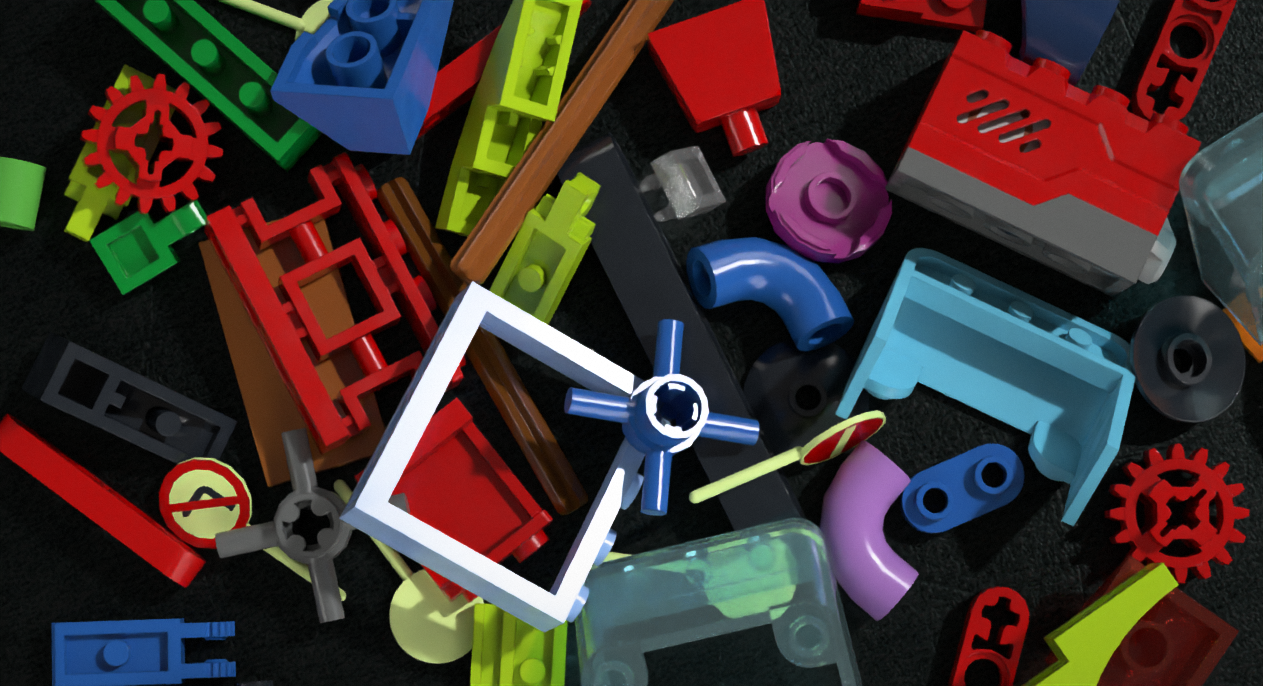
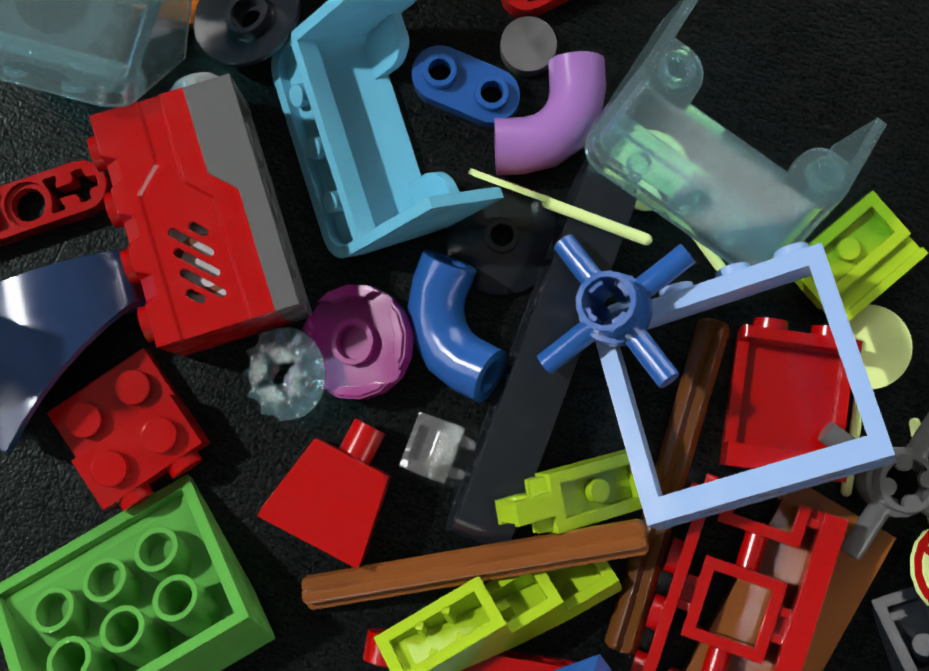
camera: 130 degrees left, 0 degrees up
(835, 127) = (302, 384): none -> clear light blue gear
(948, 572) = (528, 46): none -> flat silver tile

